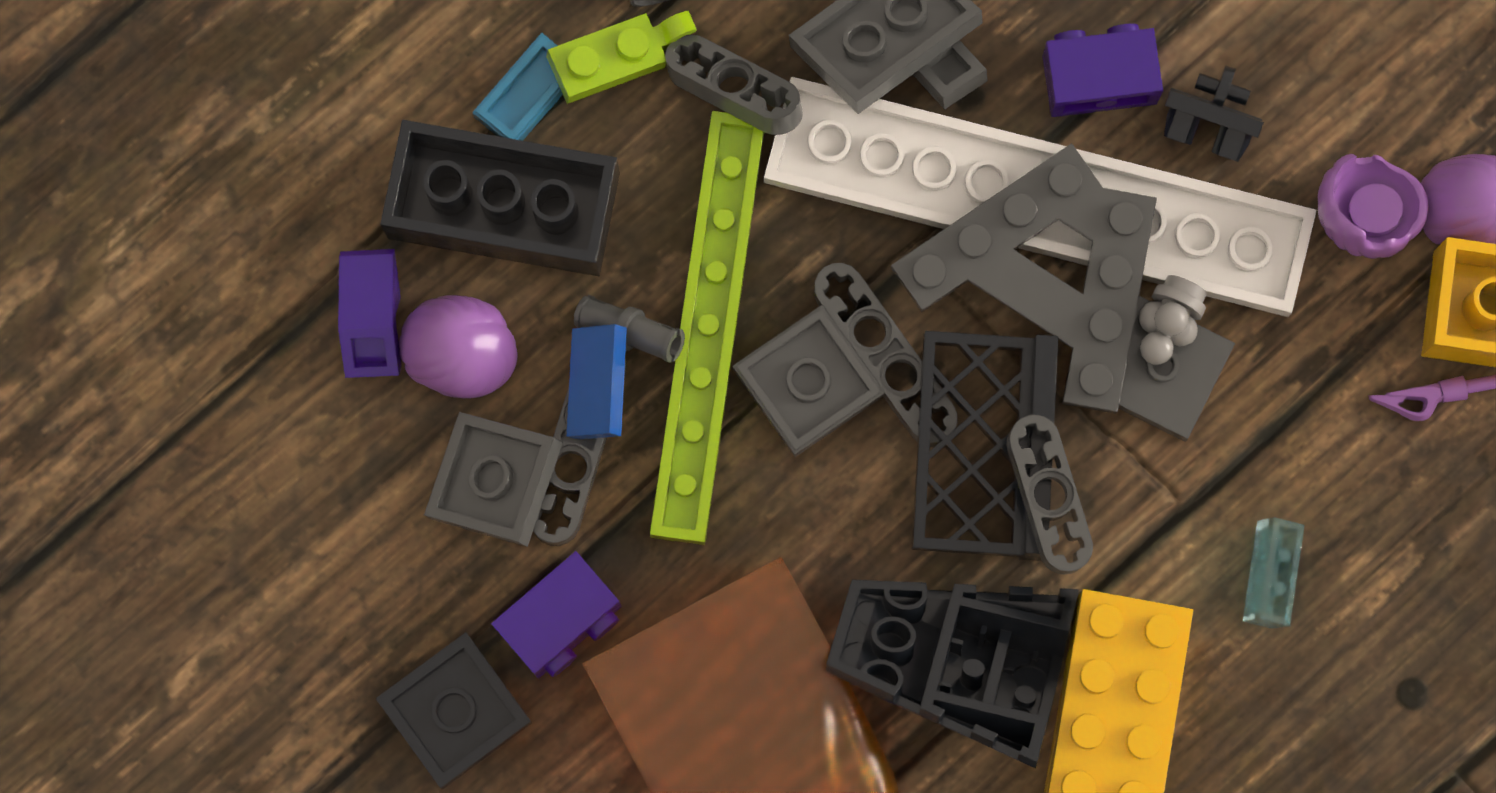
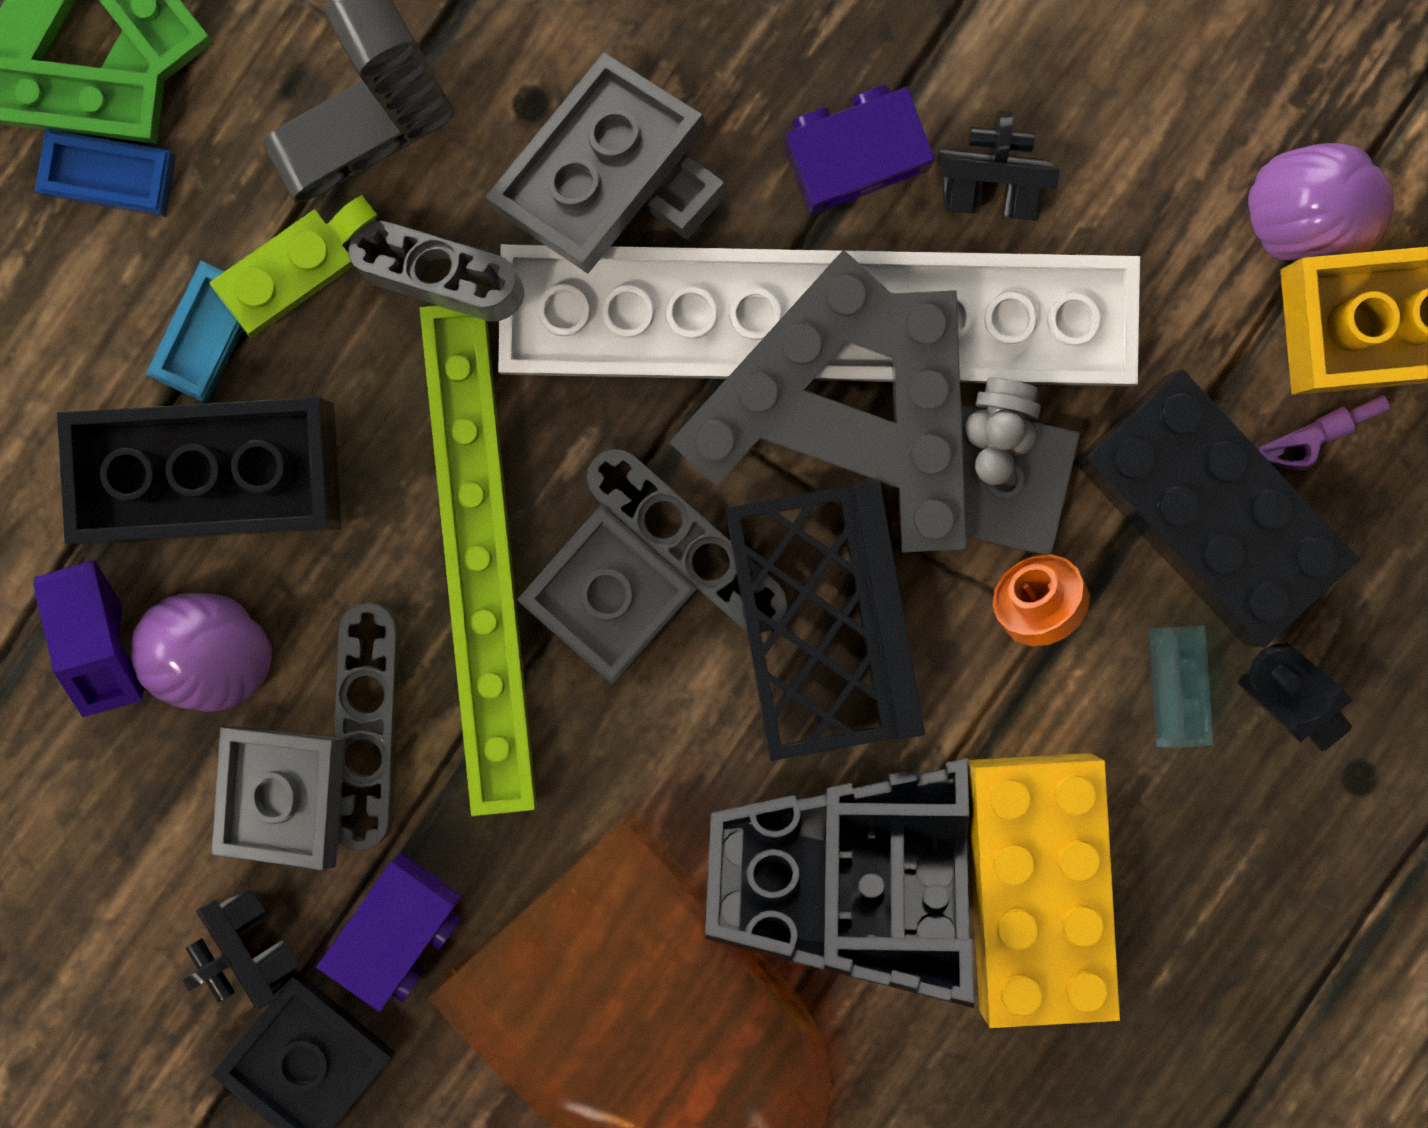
camera: 15 degrees left, 10 degrees up
(418, 579) = (256, 975): none -> black hips
(596, 382) = (365, 661): blue tile -> none
(641, 331) = (388, 586): dark grey pin -> none
(1062, 474) = (922, 720): dark grey beam -> none
(1171, 470) = (1041, 600): none -> orange plate
(1333, 430) = (1216, 510): none -> black brick
(1367, 594) = (1297, 695): none -> black hips
(1371, 206) = (1204, 238): medium lavender piece -> none

